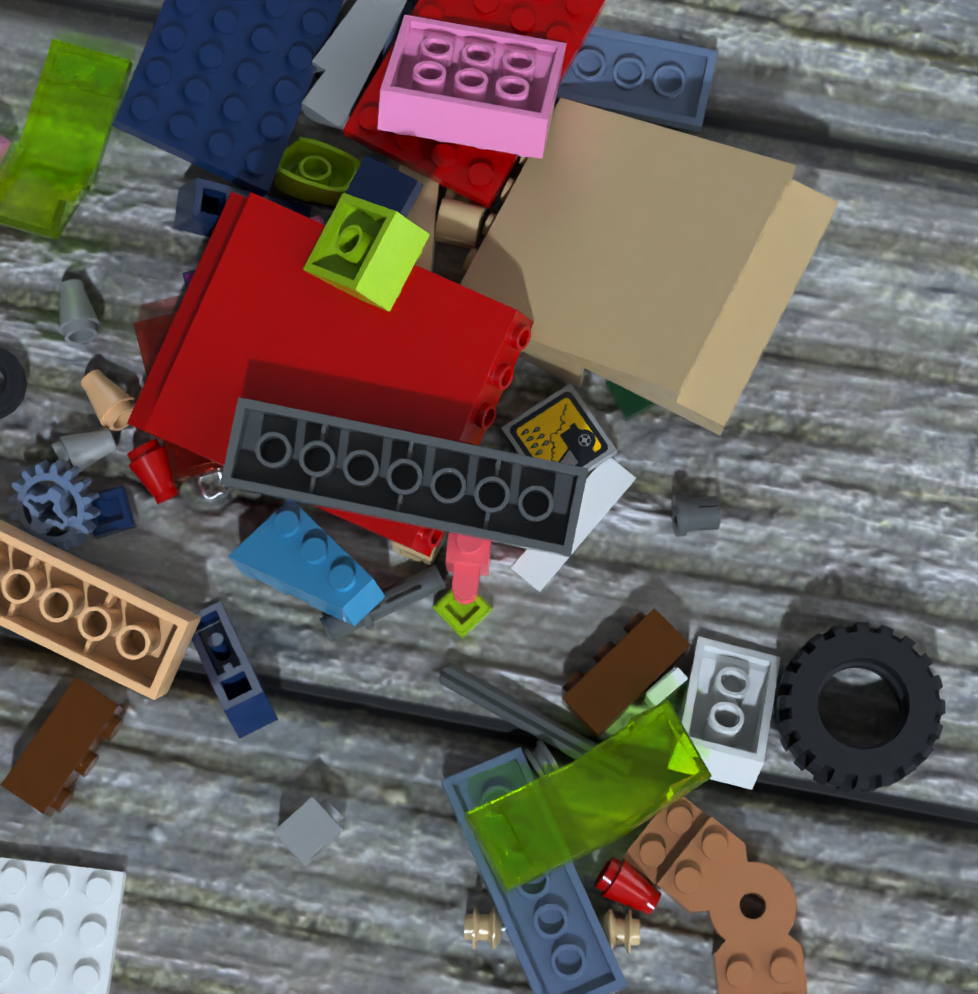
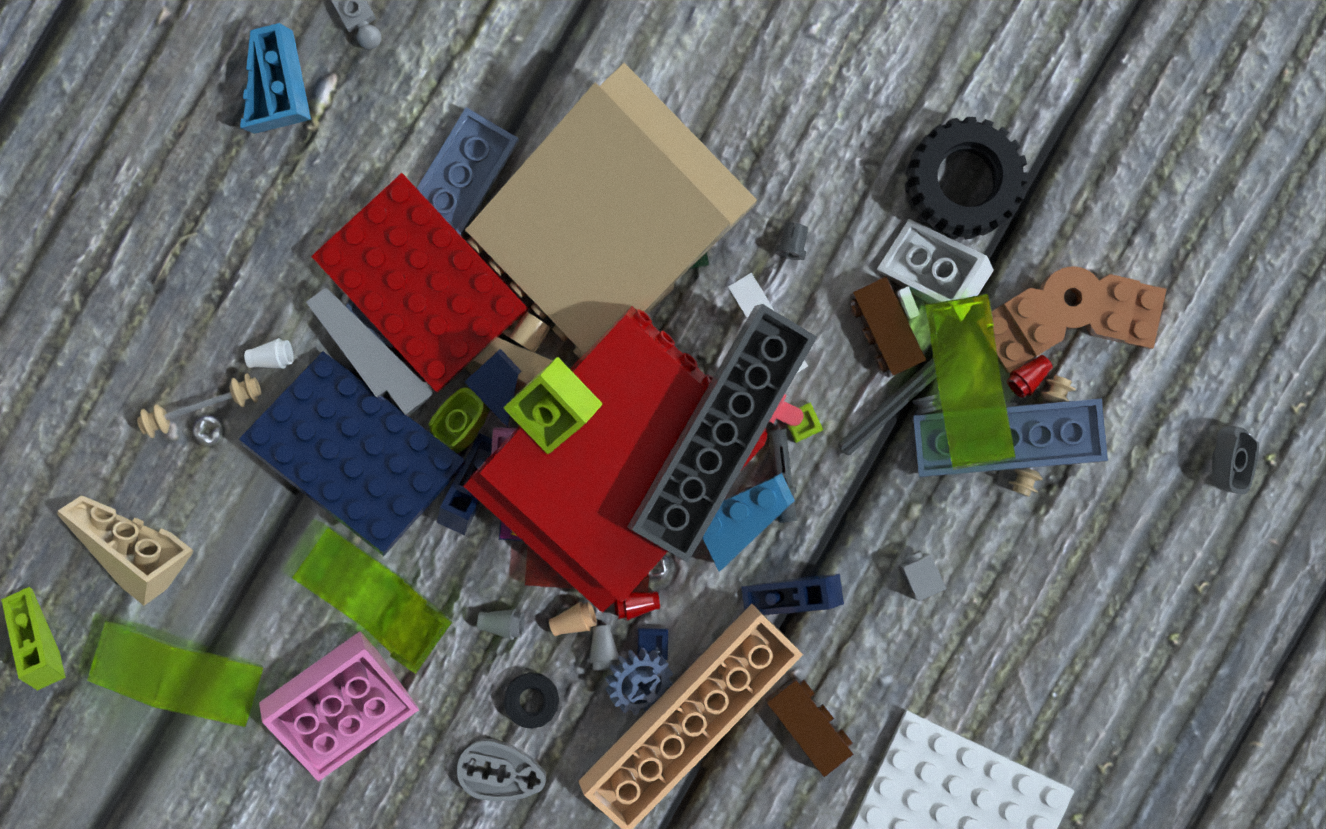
camera: 75 degrees left, 10 degrees up
(471, 86) = (439, 289): bright pink slope -> none
(560, 432) = (707, 316): tile -> none

